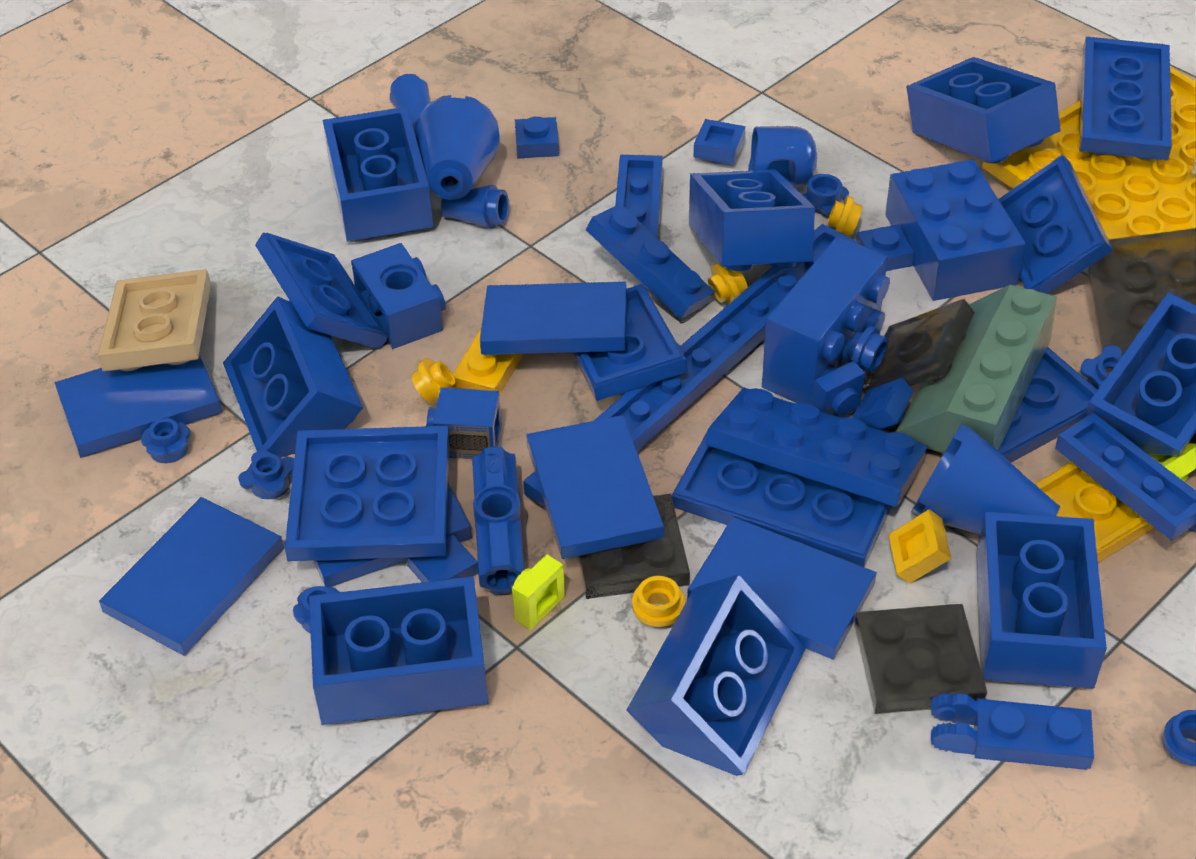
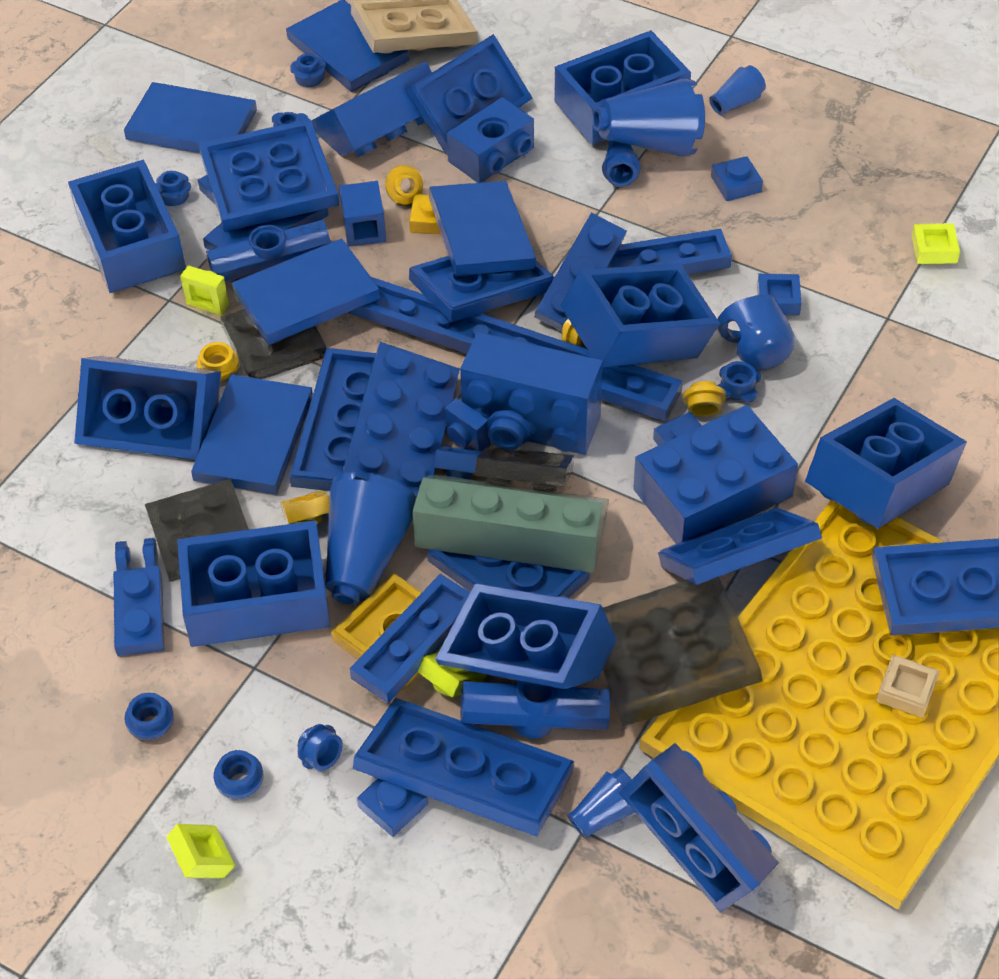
camera: 75 degrees right, 5 degrees up
(690, 34) = (935, 243): none -> neon yellow plate

